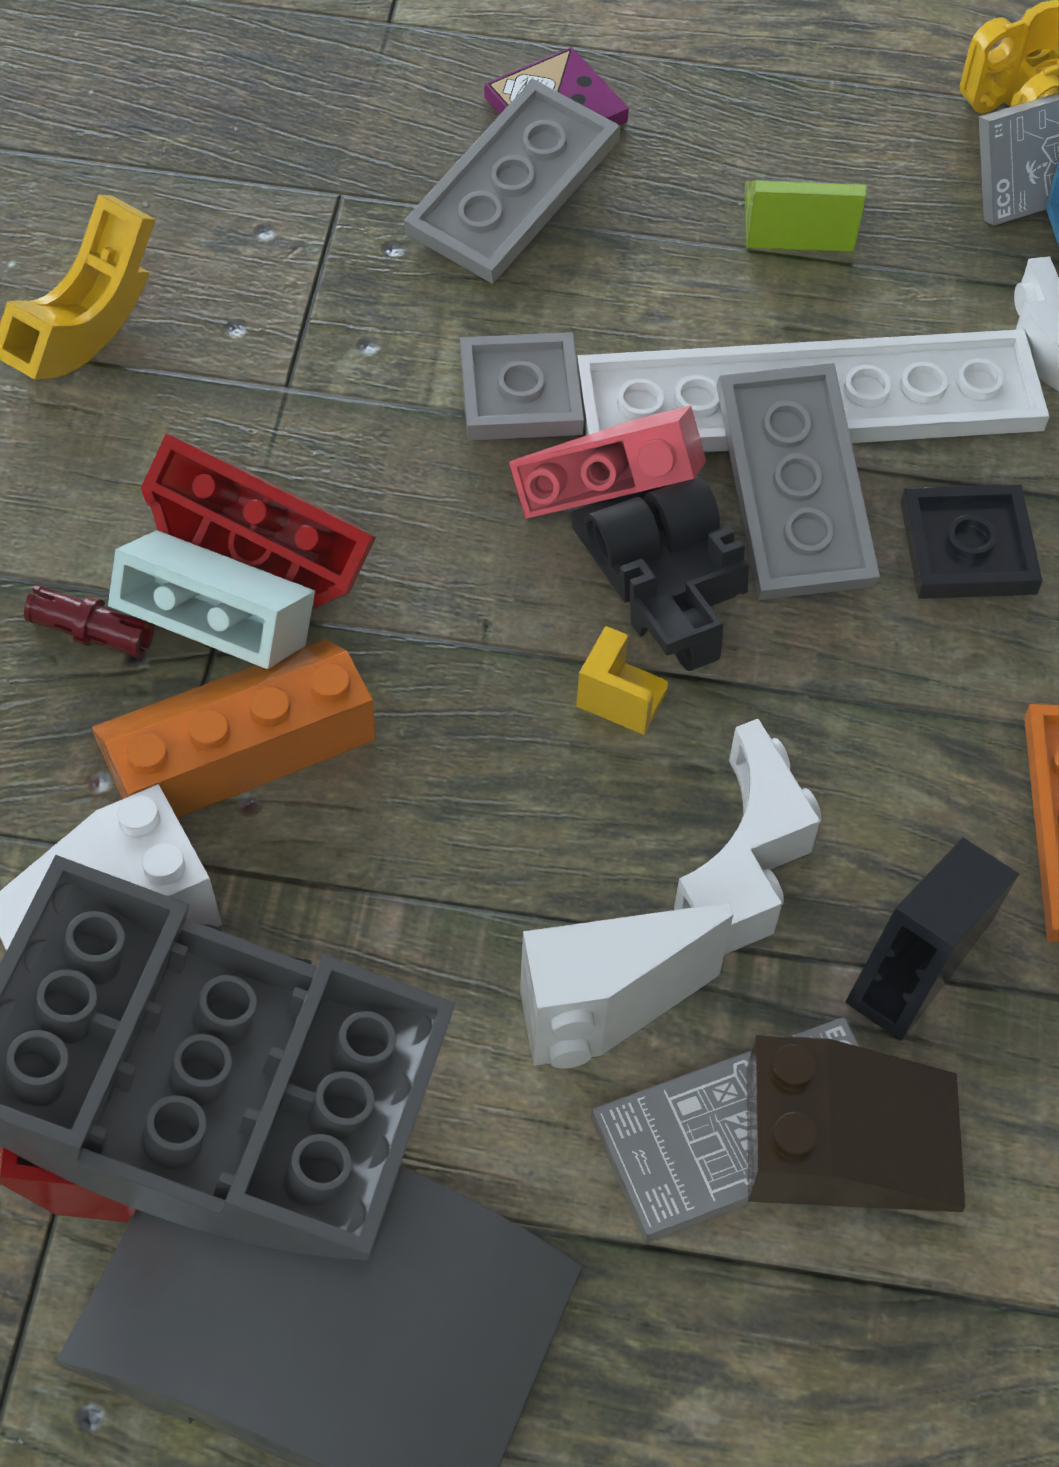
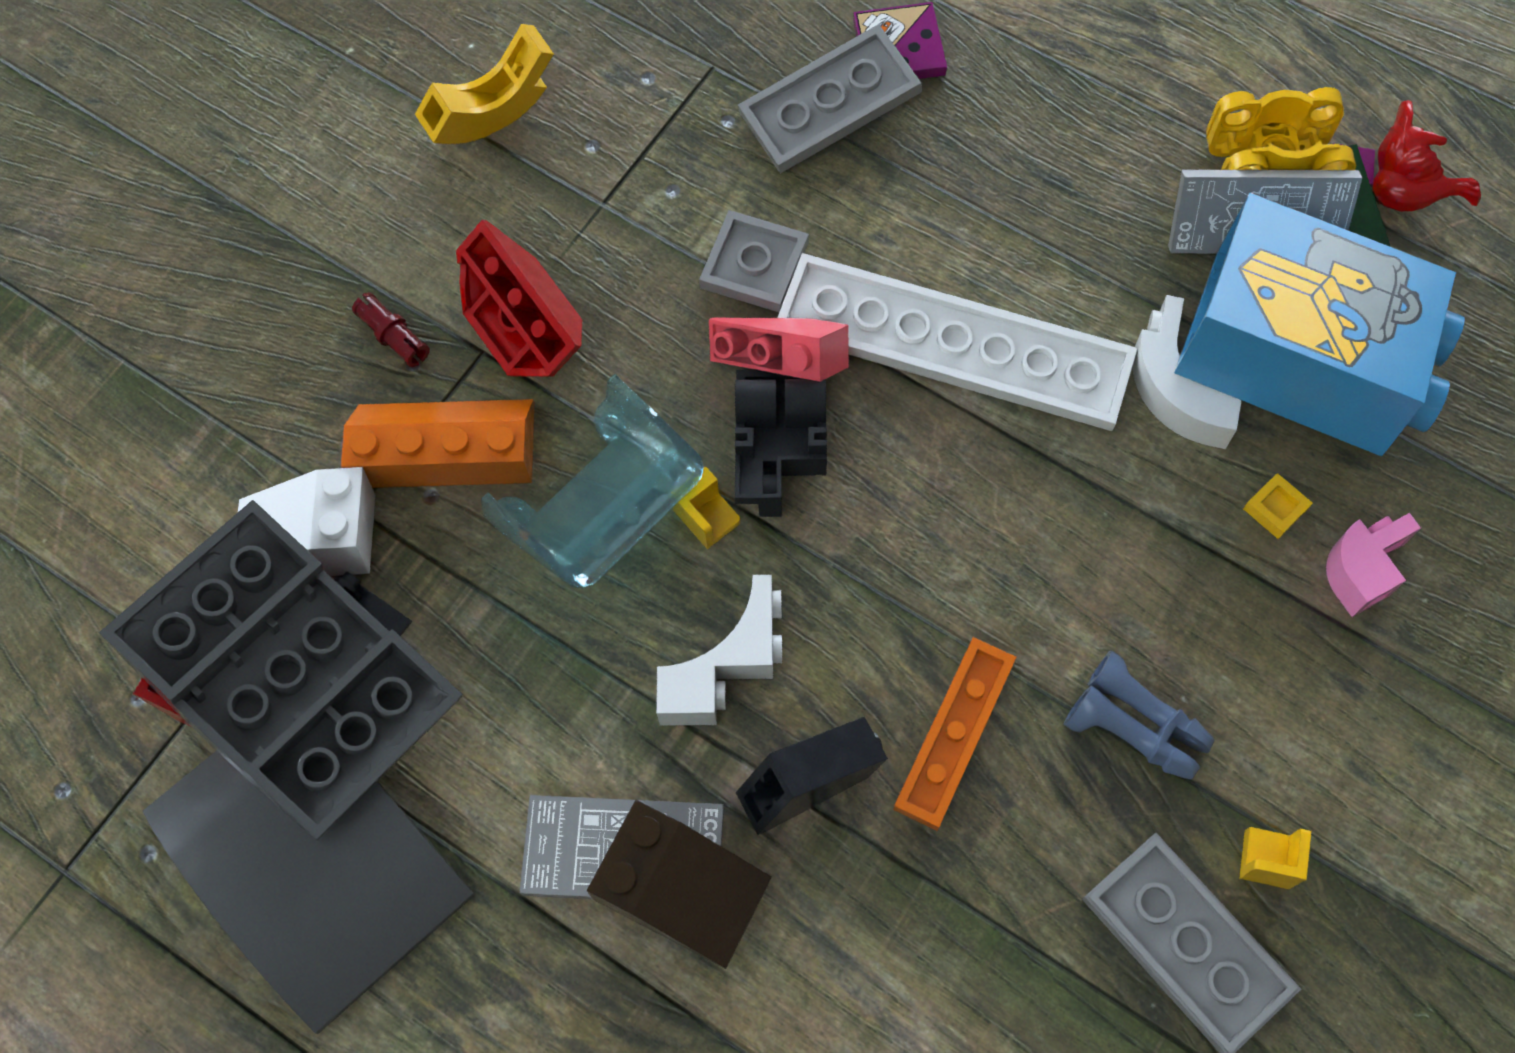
camera: 30 degrees right, 10 degrees up
(211, 598) = (464, 346): light aqua brick -> none
(506, 705) = (610, 499): none -> clear light blue windscreen
(611, 977) = (573, 719): white slope -> none
(797, 481) = (900, 406): light grey plate -> none
(803, 215) = (1027, 193): lime slope -> none
(970, 541) = (1005, 497): black plate -> none

